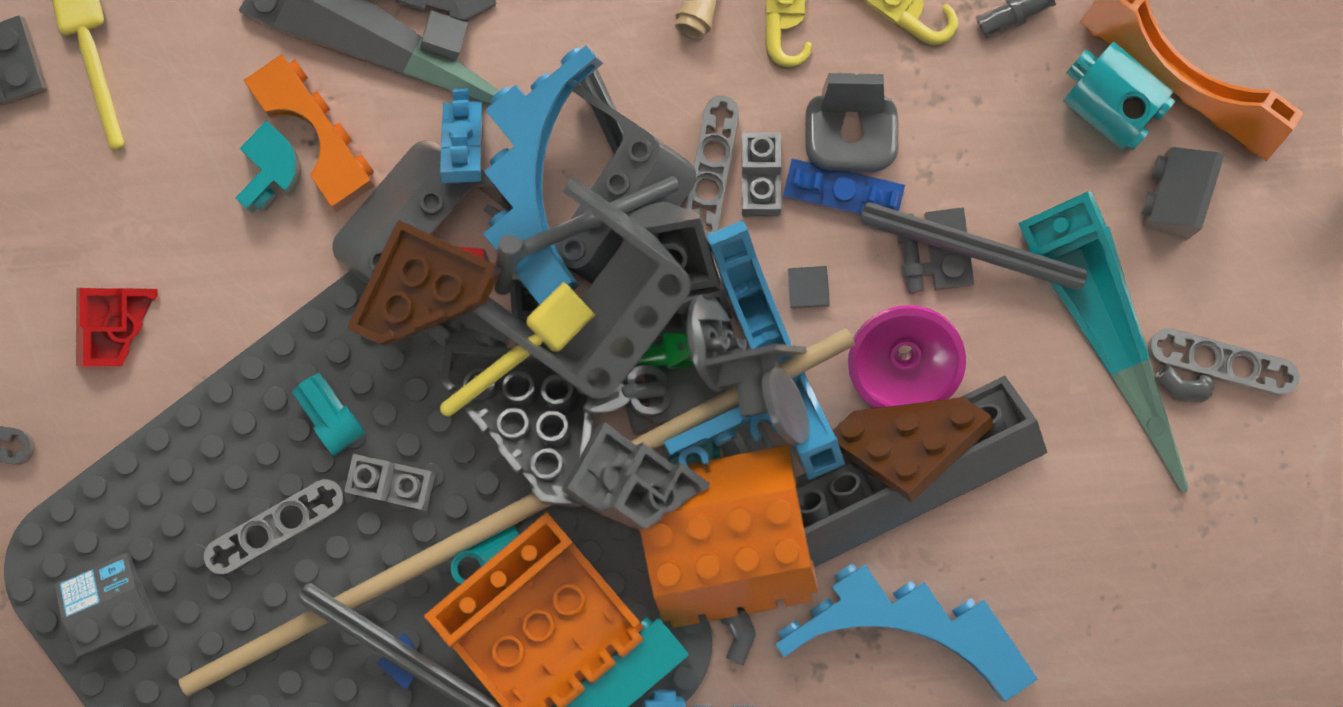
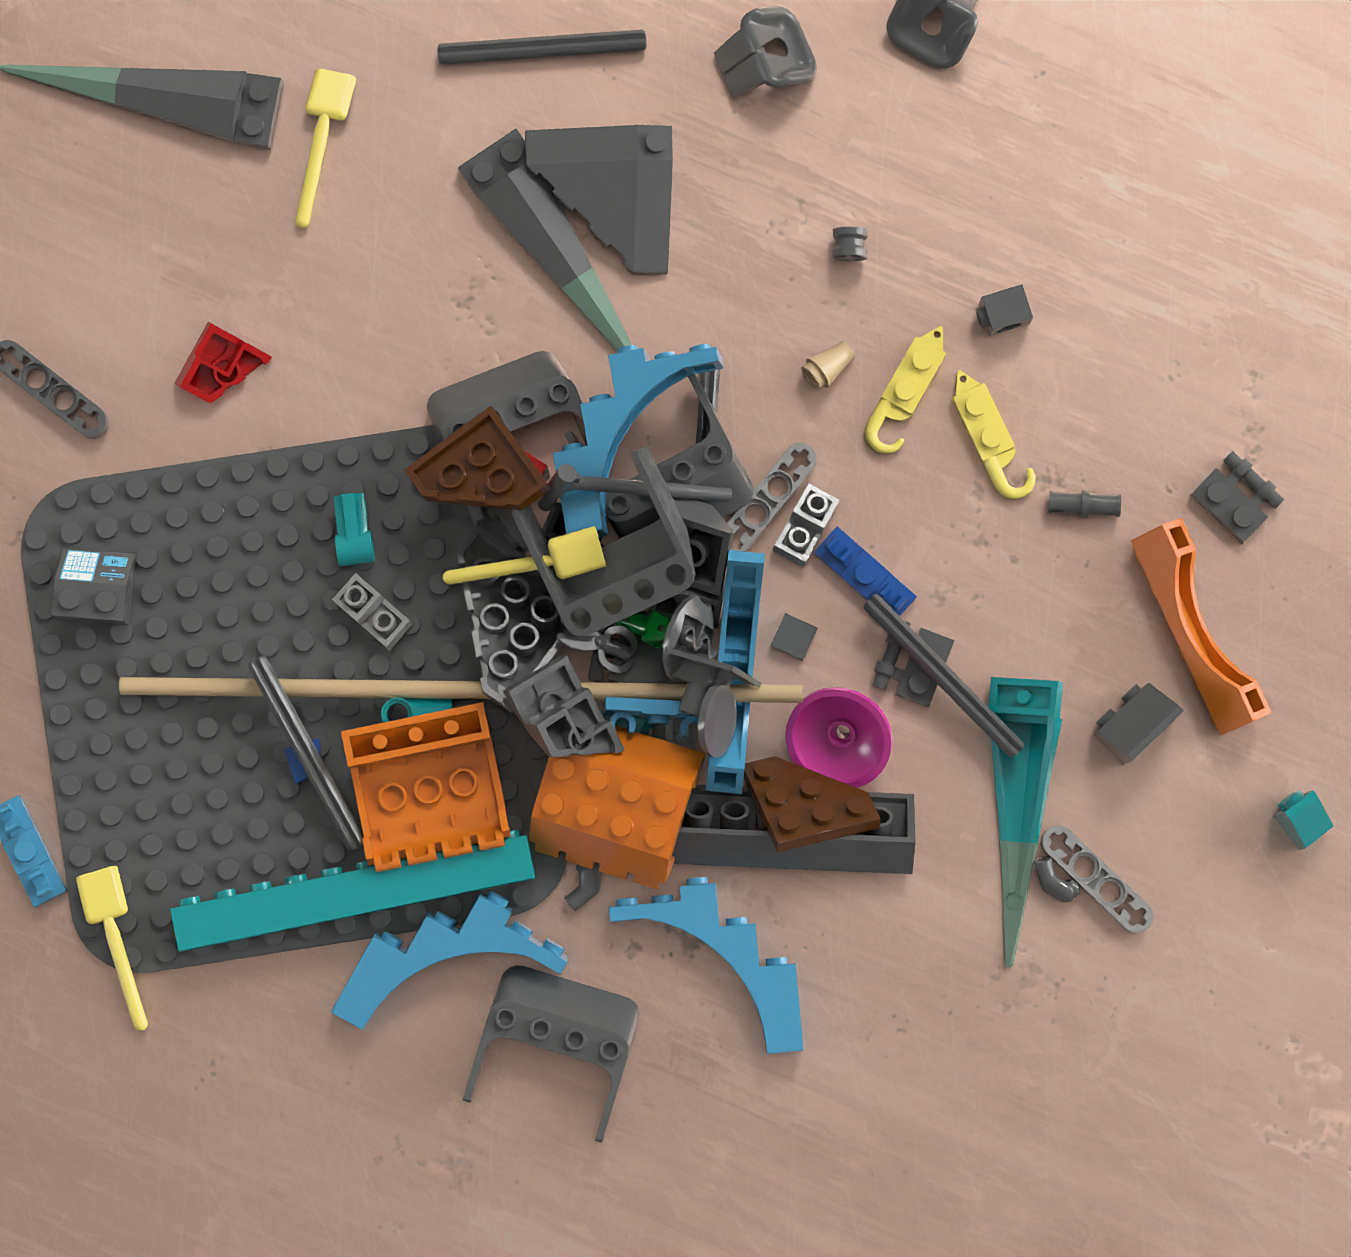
camera: 30 degrees right, 0 degrees up
(276, 530) = (261, 602): light grey beam -> none
(278, 167) = (421, 309): teal brick -> none
(282, 93) = (466, 340): orange arch -> none
(443, 35) = (610, 275): tile -> none
(461, 139) = (578, 367): dark azure plate -> none
(877, 117) = (924, 529): dark grey piece -> none
(1104, 87) = (1125, 603): teal cylinder -> none

